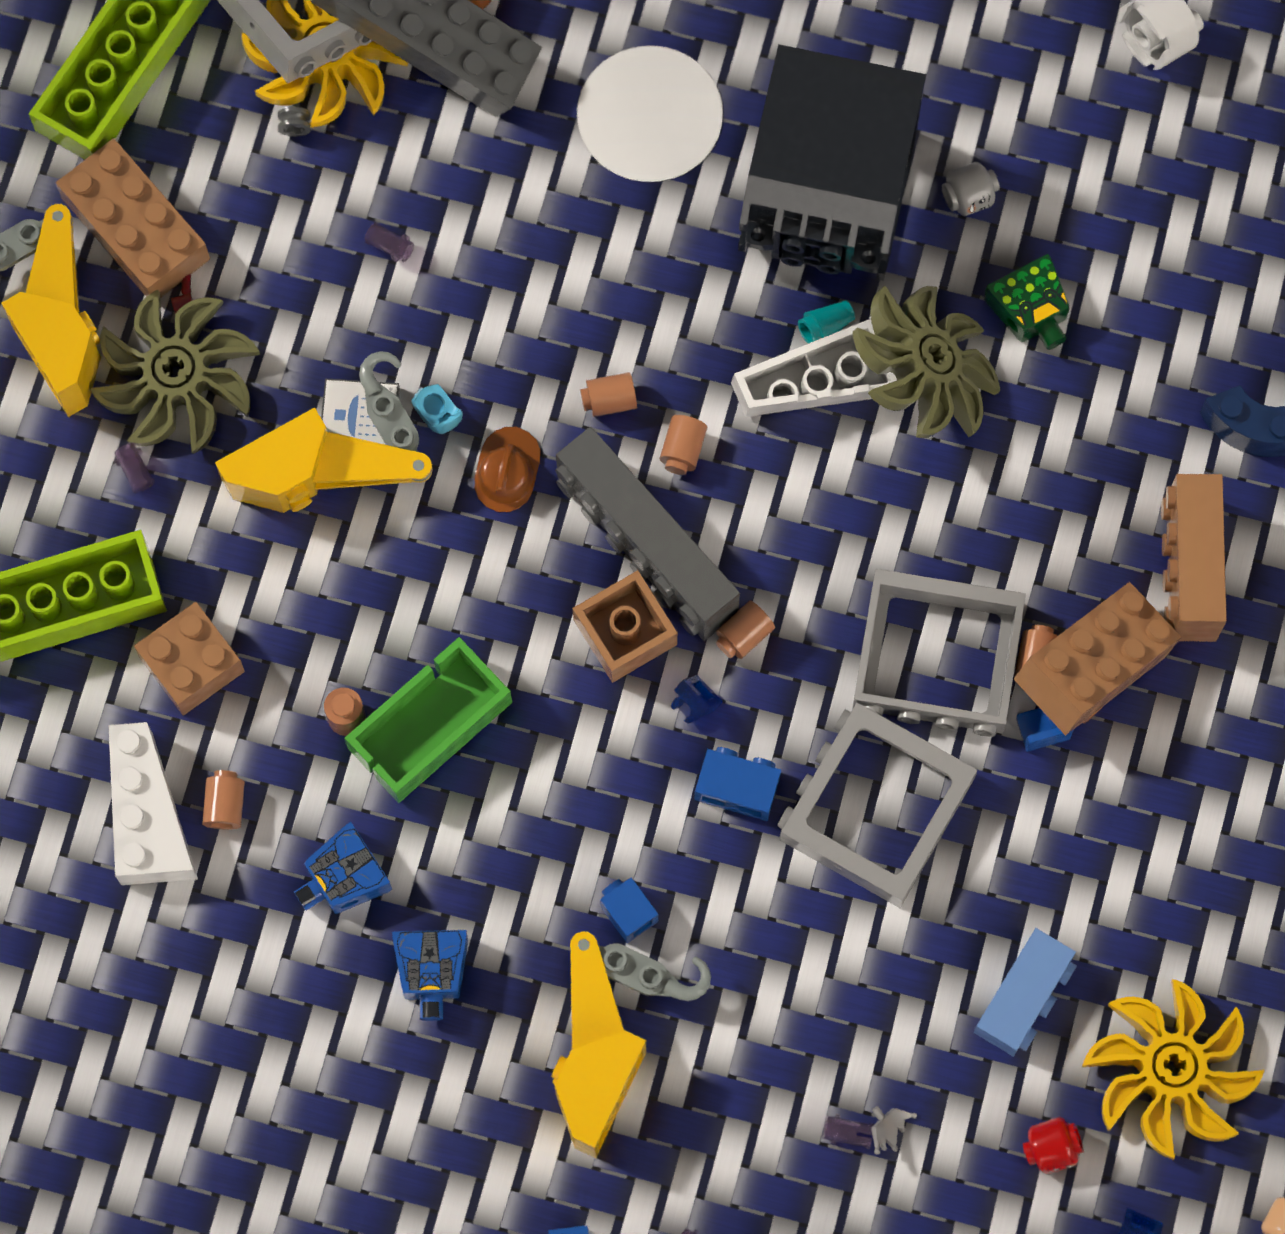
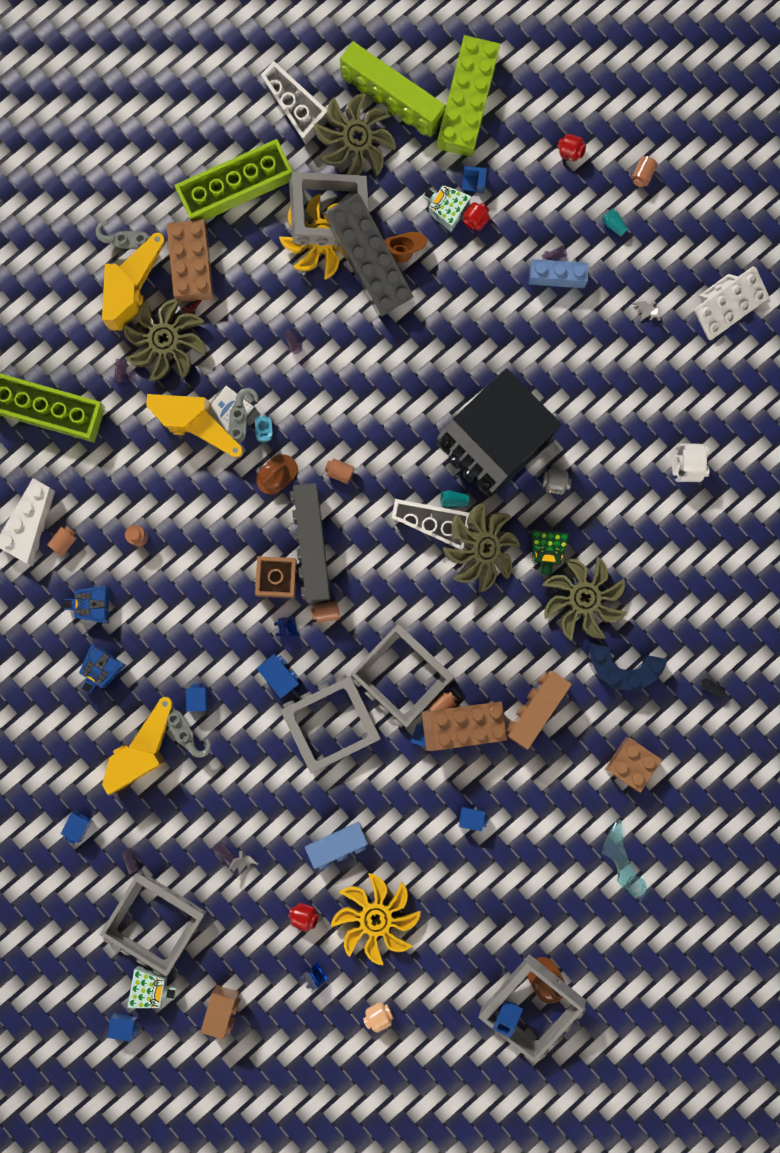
camera: 35 degrees right, 10 degrees up
(189, 658) = (87, 470): medium nougat brick -> none
(294, 121) = (288, 260): dark grey bush -> none
(428, 720) = (167, 563): bright green piece -> none
(649, 113) = (443, 355): white sticker -> none
(683, 444) = (355, 513): nougat brick -> none
(1157, 355) = (586, 589): none -> olive piece
(1214, 803) = (472, 819): none -> blue brick

